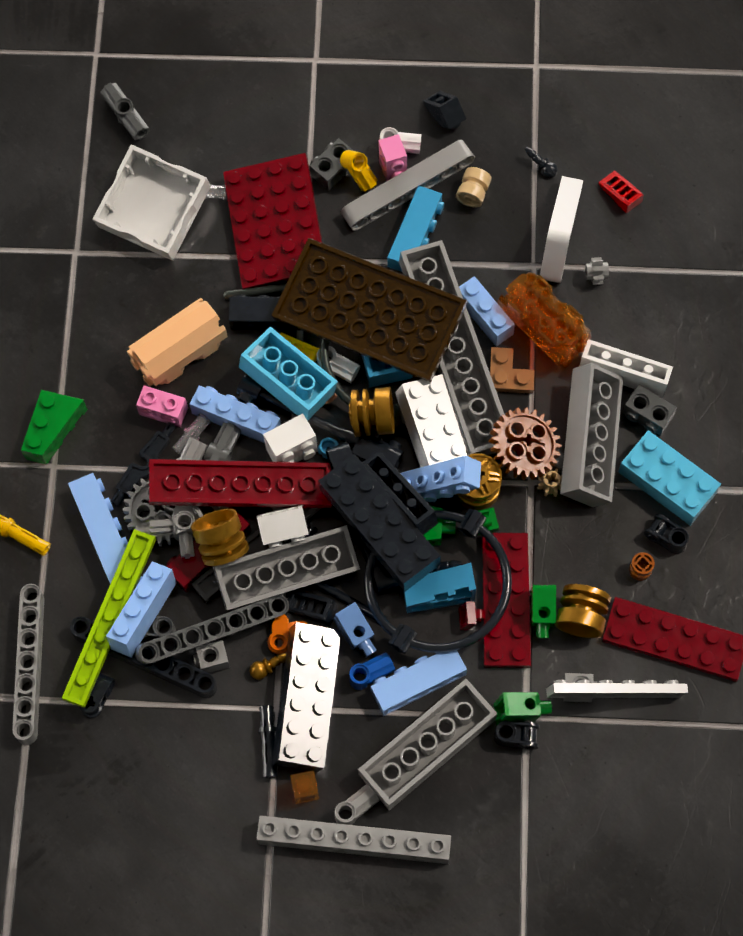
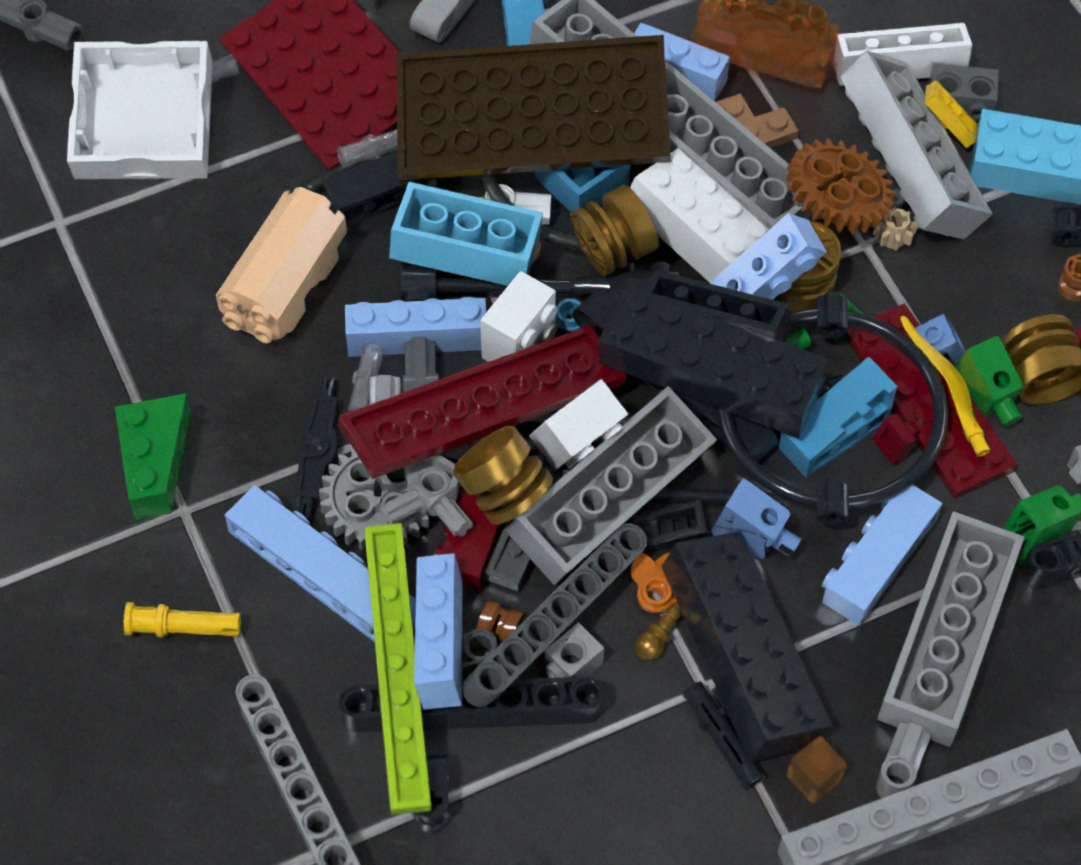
camera: 30 degrees left, 10 degrees down
(162, 406) = (303, 359): bright pink brick -> none
(183, 616) = (499, 620): none -> dark orange wheel
(266, 287) = (366, 149): none -> clear pin
(372, 669) = (809, 571): blue piece -> none
(522, 600) = (958, 389): none -> yellow piece
(532, 566) = (942, 337): none -> medium blue bracket
(628, 423) = (950, 113): none -> yellow plate

